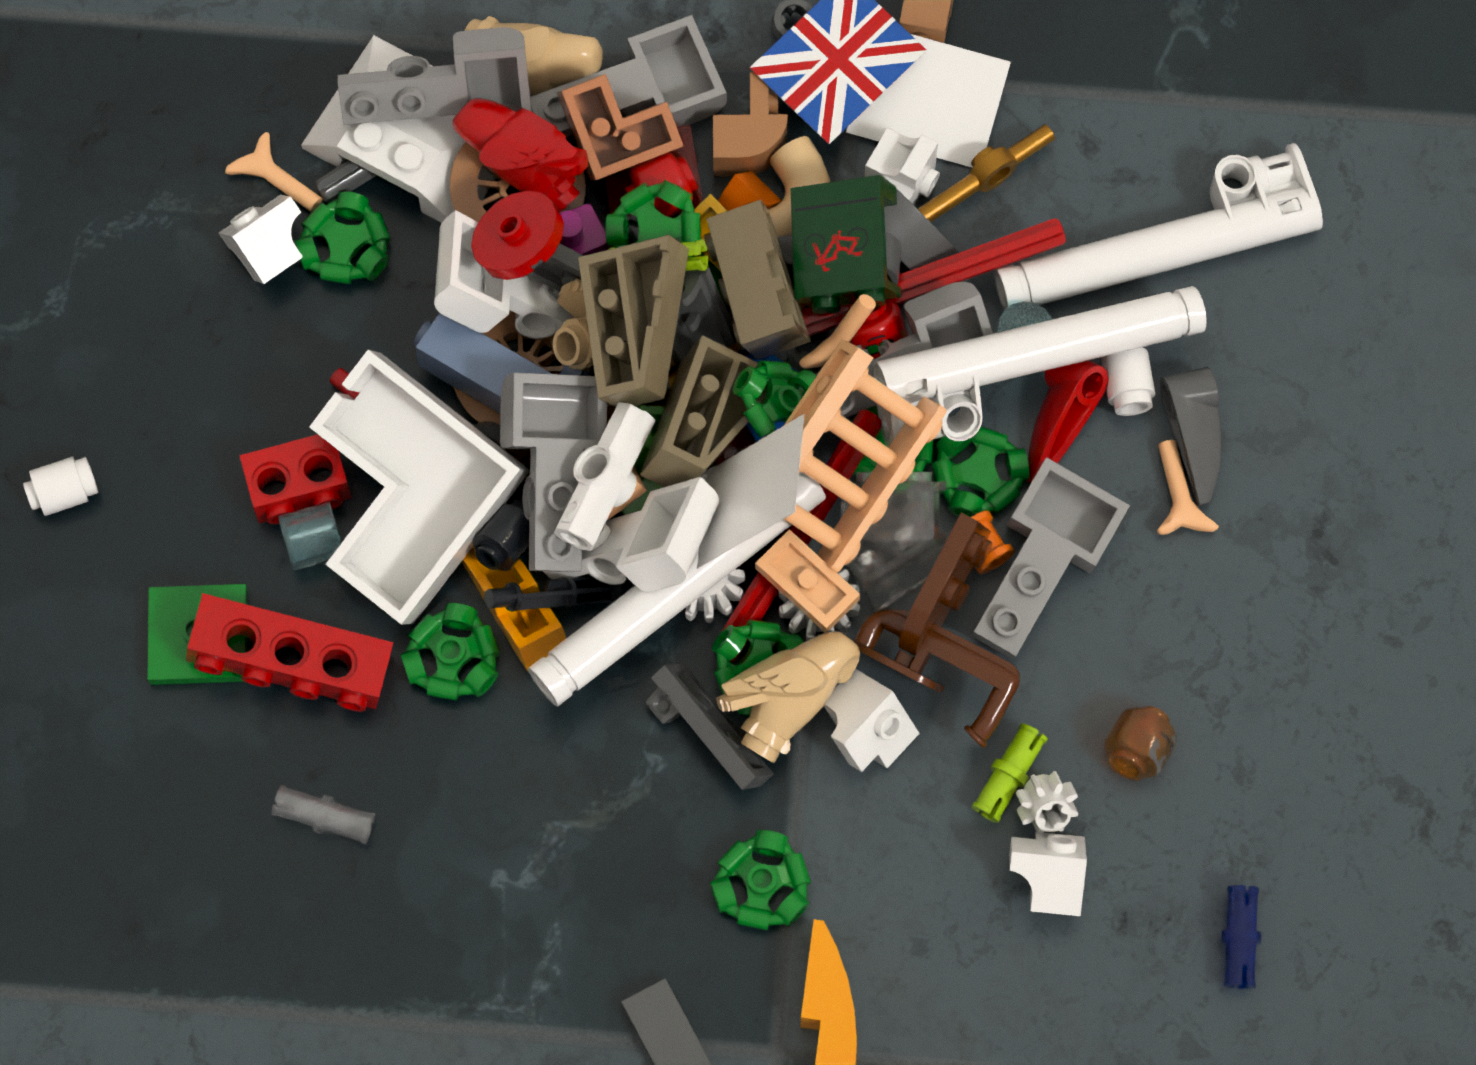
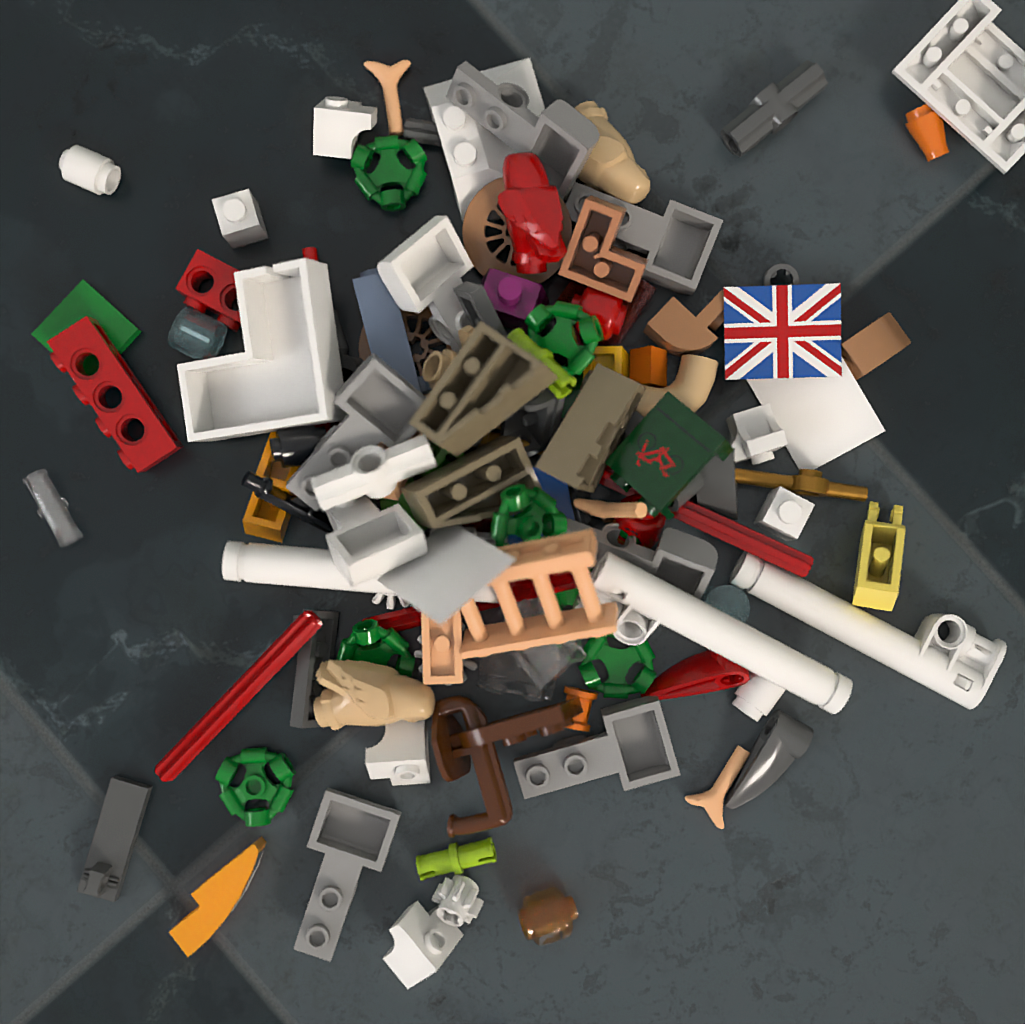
camera: 40 degrees right, 15 degrees up
(249, 400) = (240, 218): none -> white brick
(452, 653) = (211, 481): green piece -> none
(517, 234) = (467, 268): red plate -> none
(668, 811) = (238, 695): none -> red axle
(897, 838) = (351, 836): none -> light grey plate
(994, 208) = (784, 513): none -> white brick
(1116, 172) = (879, 560): none -> light yellow hinge

